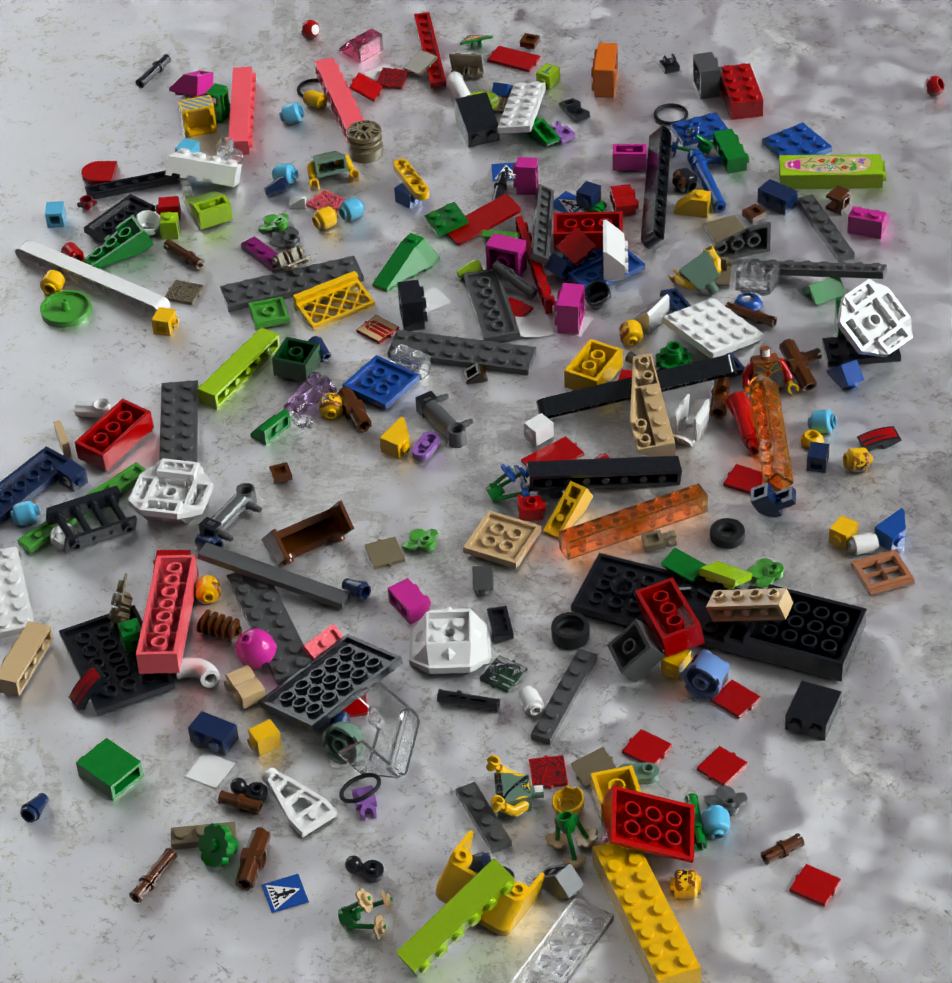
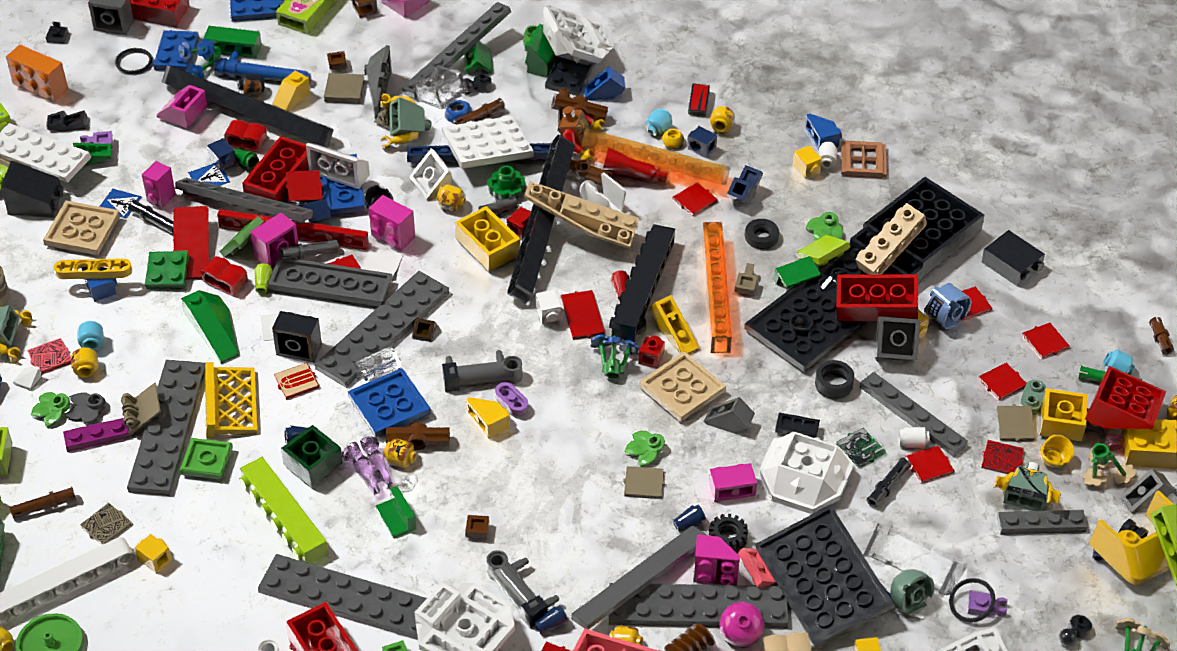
camera: 70 degrees left, 5 degrees up
(307, 610) = (715, 562): none -> dark pink slope
(308, 534) = (584, 529): reddish brown windscreen -> none
(351, 608) = (733, 525): none -> black tyre
(458, 249) = (224, 276): none -> red brick
(462, 162) = (81, 227): none -> tan plate
(511, 724) = (930, 464): none -> red piece
(727, 799) = (1090, 350): dark grey plate -> none
(777, 196) = (326, 37): dark blue brick -> none
(793, 302) = (480, 82): none -> black plate
(825, 228) = (391, 27): dark grey plate -> none

